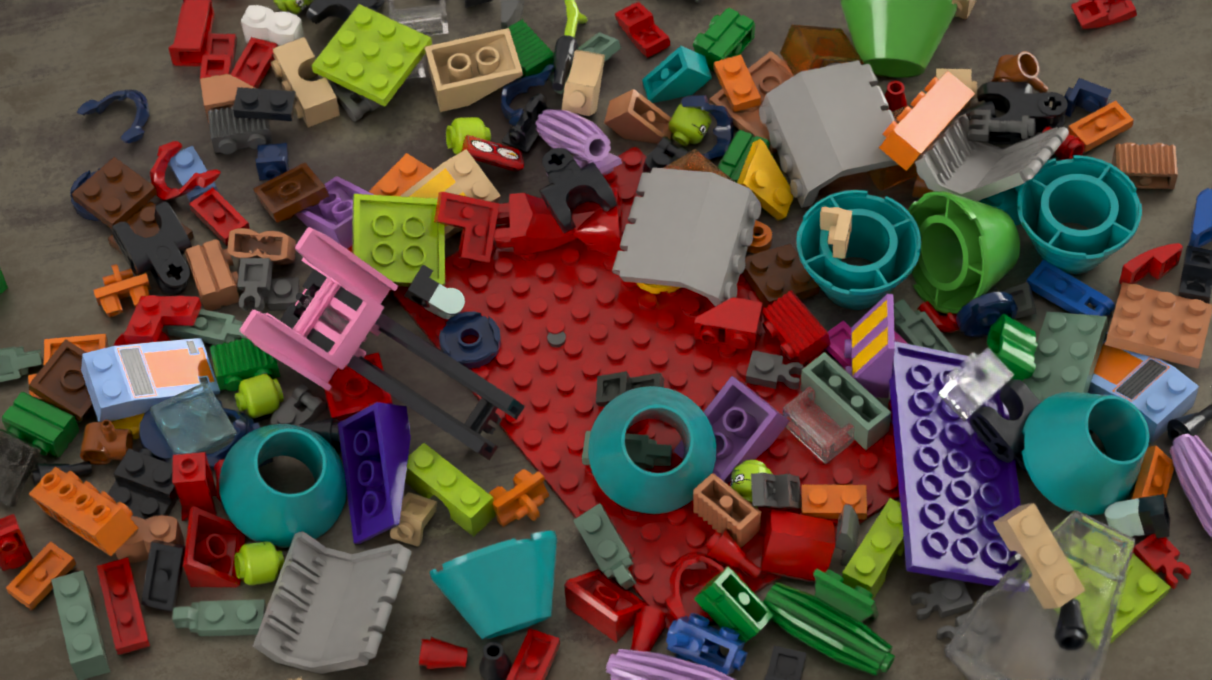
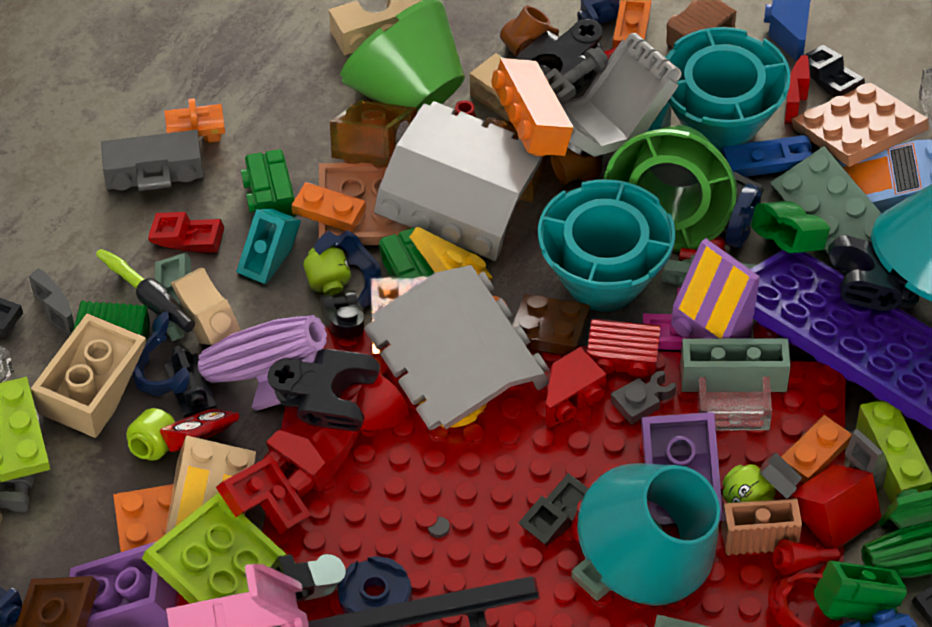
camera: 50 degrees left, 5 degrees down
(637, 118) = (279, 298): nougat slope -> none
(839, 225) = (593, 230): tan bracket -> none
(975, 383) = (811, 267): clear brick -> none

